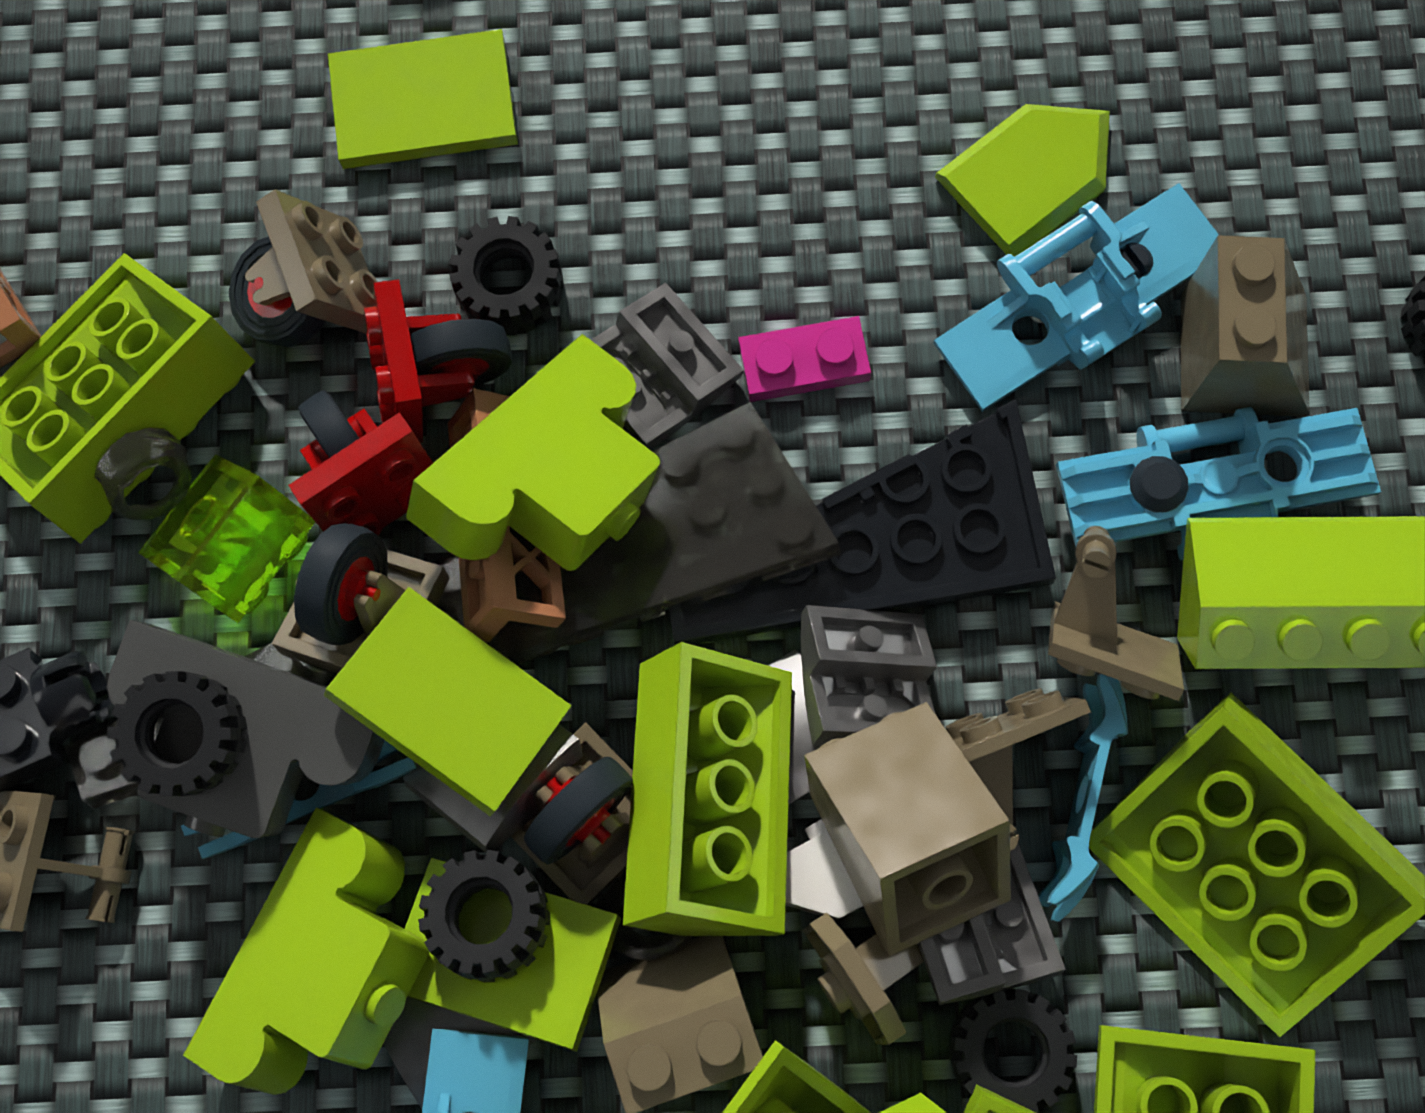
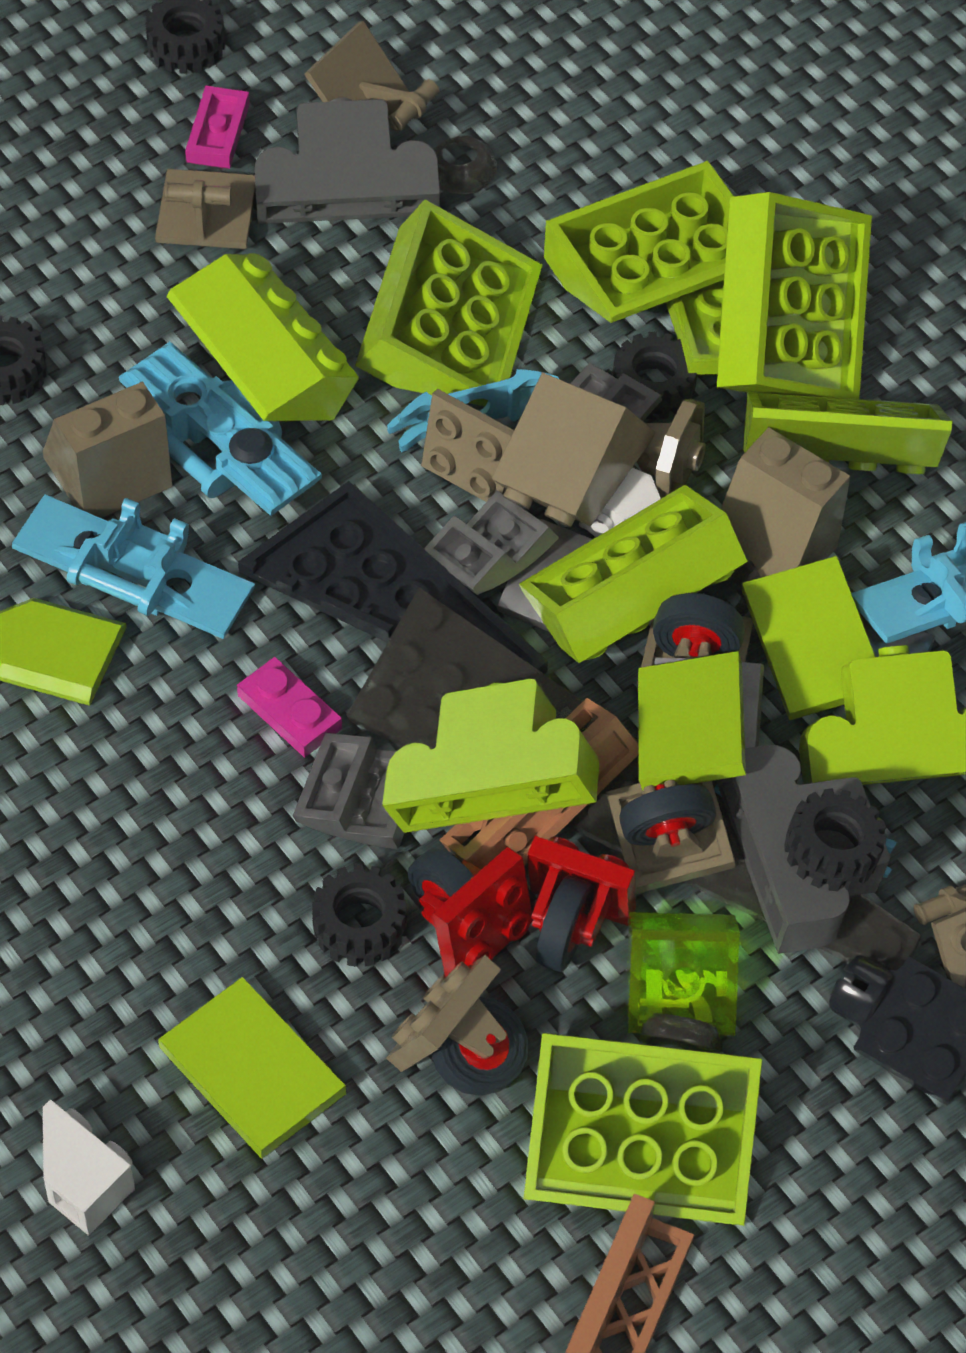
camera: 130 degrees left, 20 degrees down
(447, 899) = (806, 615): black tyre -> none
(1087, 633) = (368, 428): dark tan plate -> none

